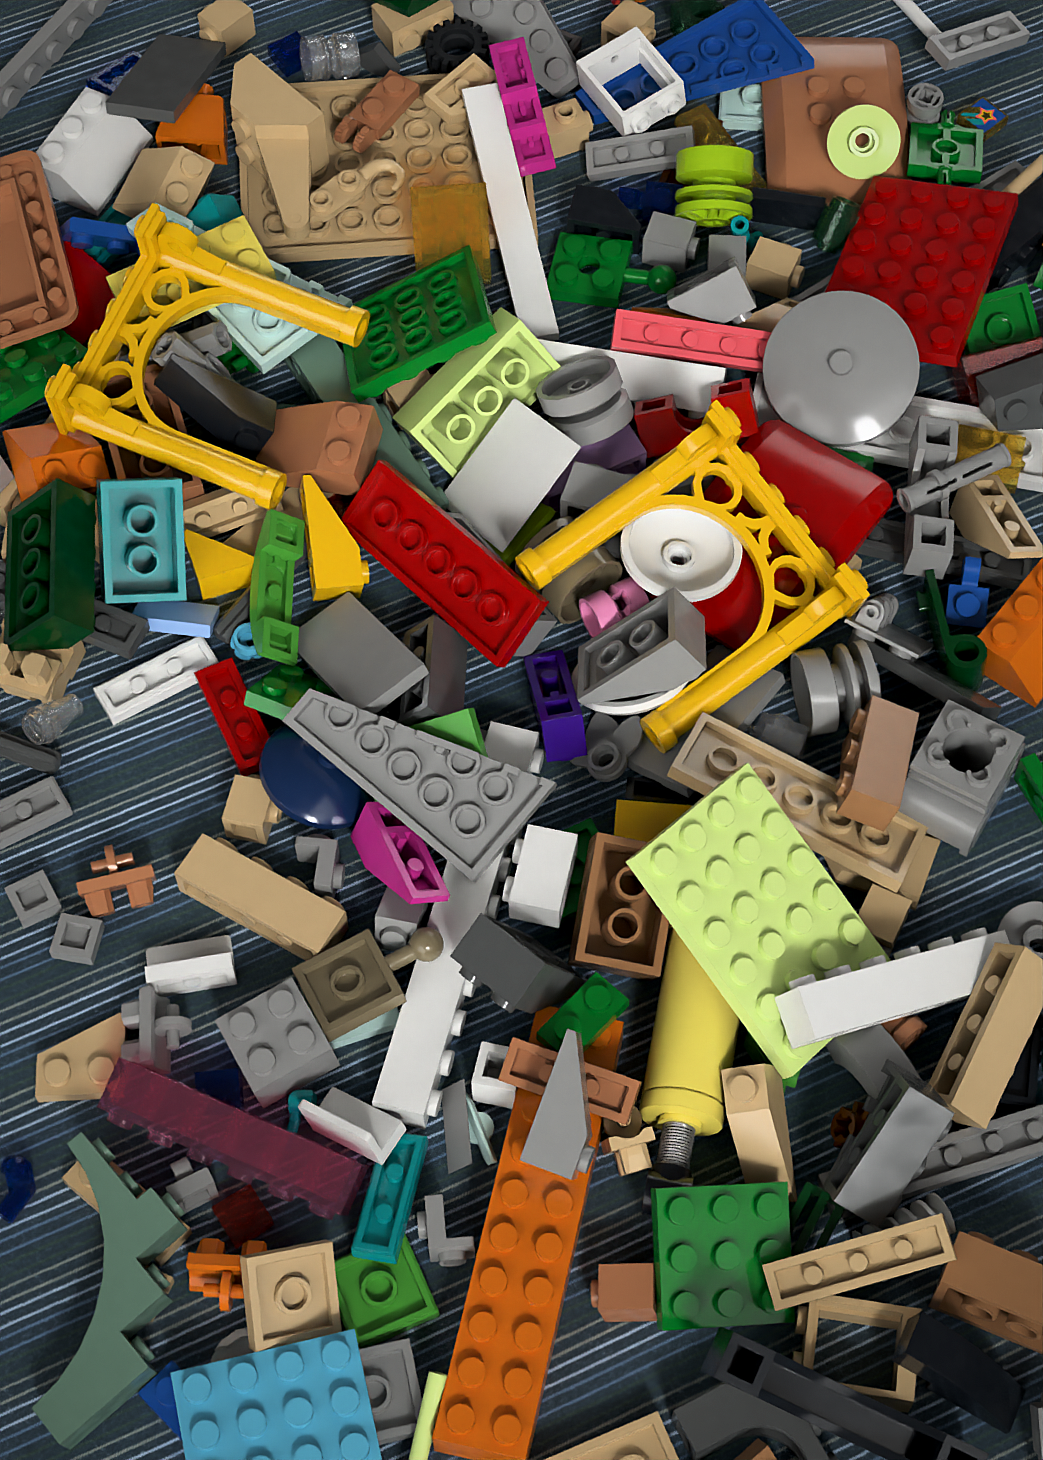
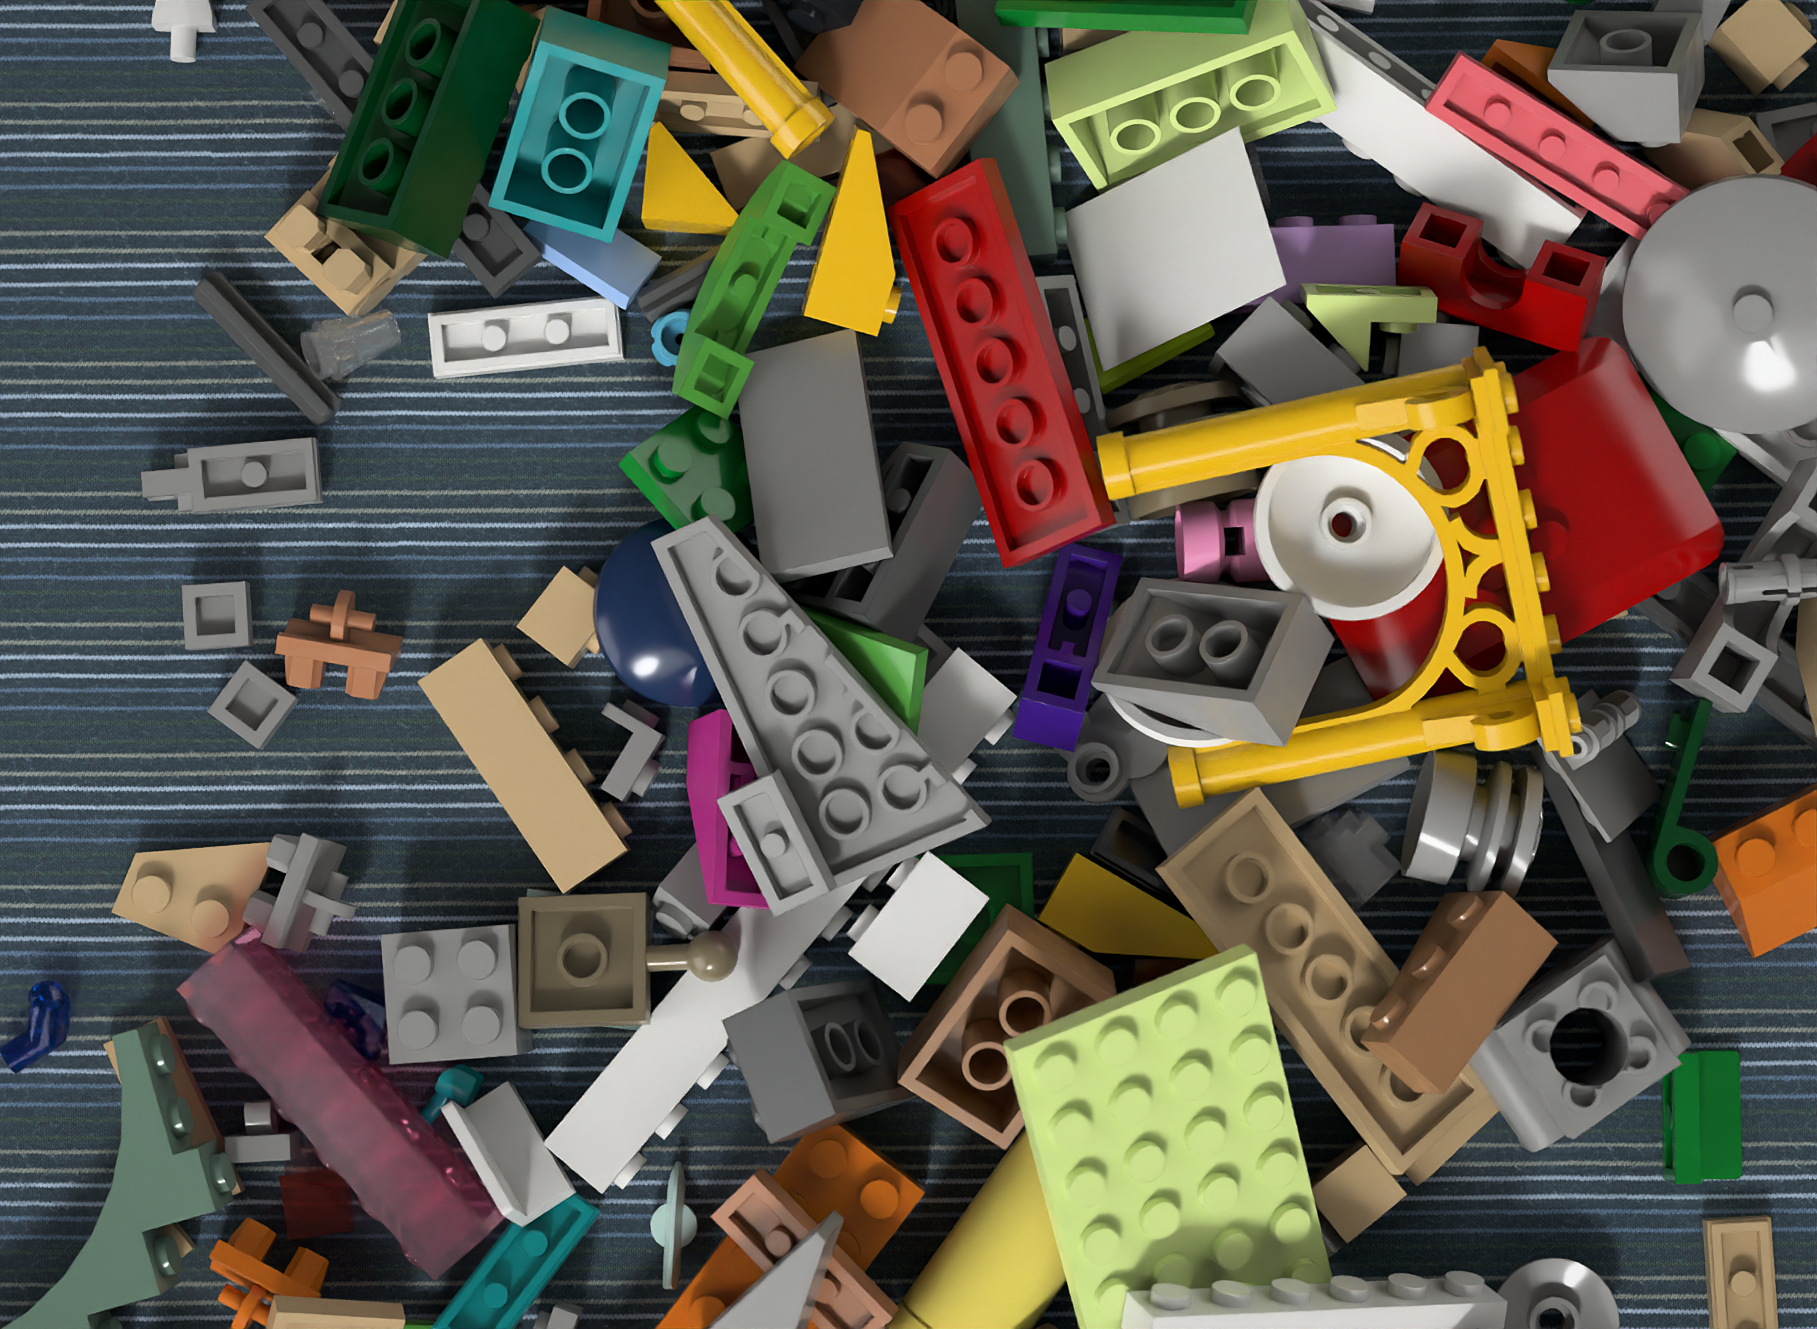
camera: 25 degrees right, 25 degrees up
(191, 966) = (392, 811): white panel -> none
(237, 723) = (607, 430): red plate -> none
(435, 851) = (777, 843): none -> light grey plate
(456, 1126) = (646, 1211): light grey sticker -> none
(485, 1082) = (722, 1173): white brick -> none
(586, 399) = (1339, 185): light grey wheel -> none
(586, 1012) = (867, 1173): green plate -> none
(628, 455) = (1350, 309): none -> yellowish green slope
(967, 602) = (1744, 756): blue plate -> none

